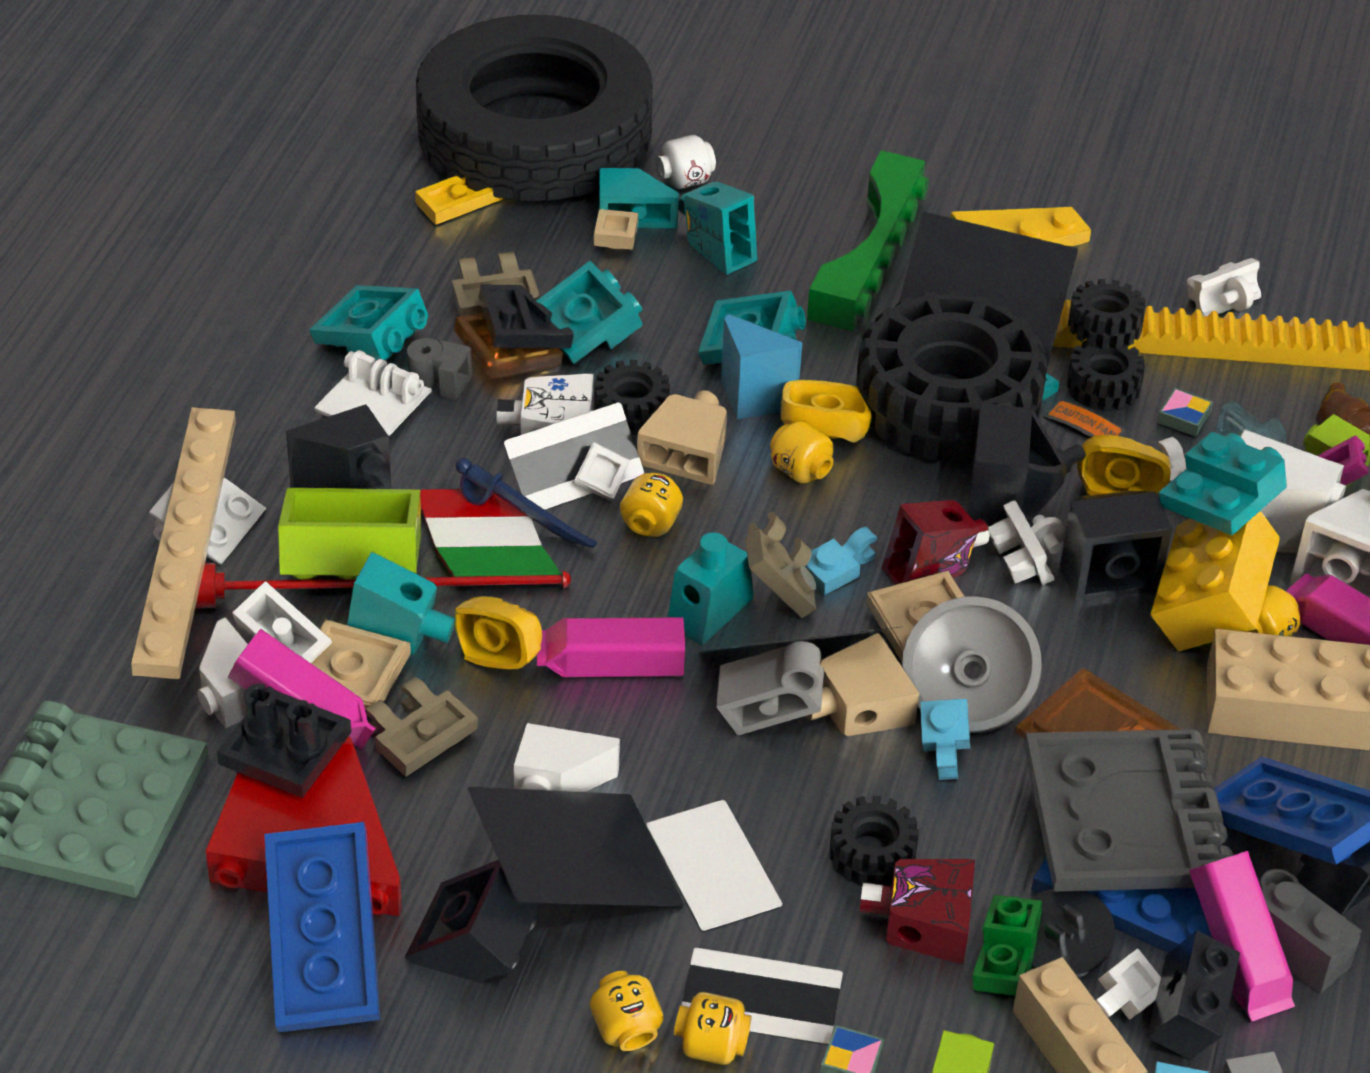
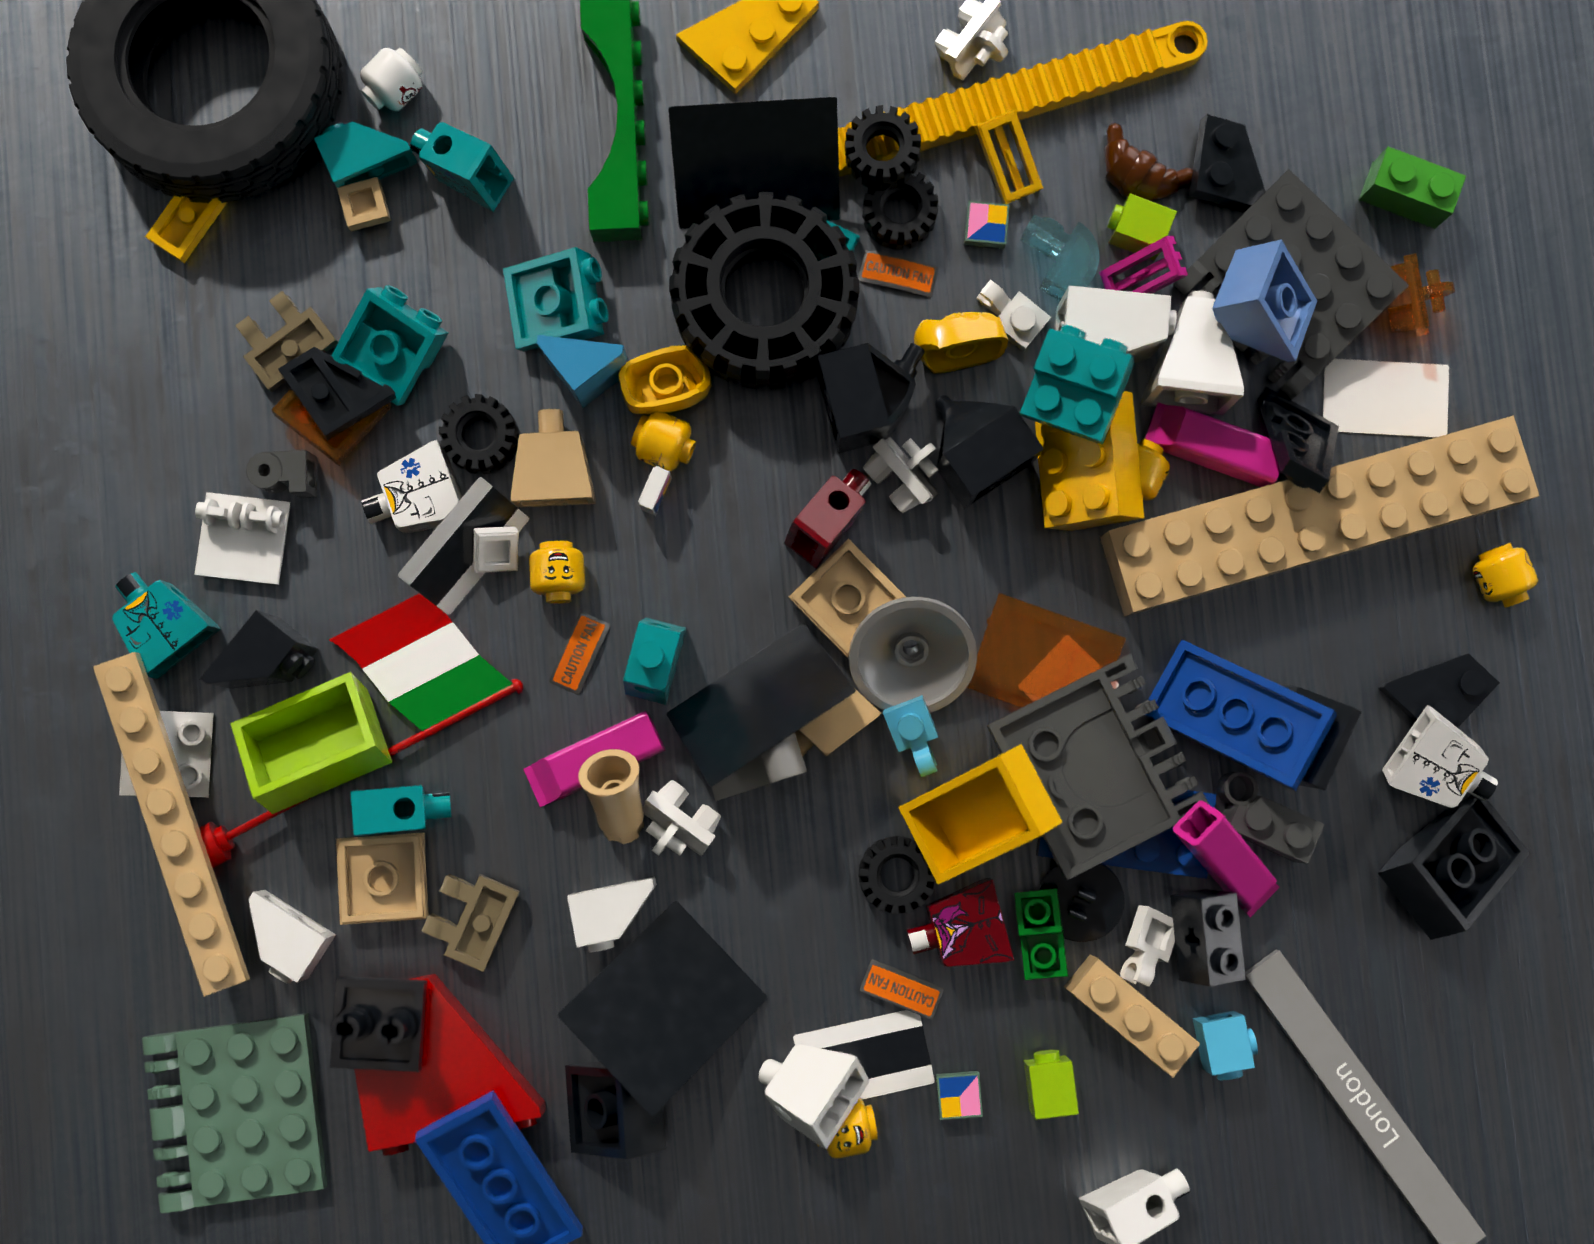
camera: 25 degrees left, 40 degrees up
(261, 423) = (160, 623): none -> teal torso
(277, 666) = (359, 953): dark pink piece -> none
(279, 618) = (309, 881): white slope -> none
(372, 320) = (193, 444): teal plate -> none
(480, 485) = (400, 617): dark blue sword -> none
(497, 633) = (492, 791): yellow piece -> none
(618, 663) = (613, 789): none -> tan plant
(626, 1011) = (770, 1141): yellow head -> none
(636, 580) = (579, 653): none -> sticker
(665, 719) = (673, 826): none -> white hips
(679, 966) = (814, 1090): none -> white torso
(714, 865) = (773, 943): white sticker -> none
(776, 481) = (654, 490): none -> white tile
(781, 571) = (705, 620): dark tan plate -> none
(834, 948) = (901, 989): none -> sticker
(837, 564) = (742, 565): medium azure plate -> none
(986, 789) = (980, 814): none -> yellow piece
(1222, 335) = (993, 161): none -> yellow tile

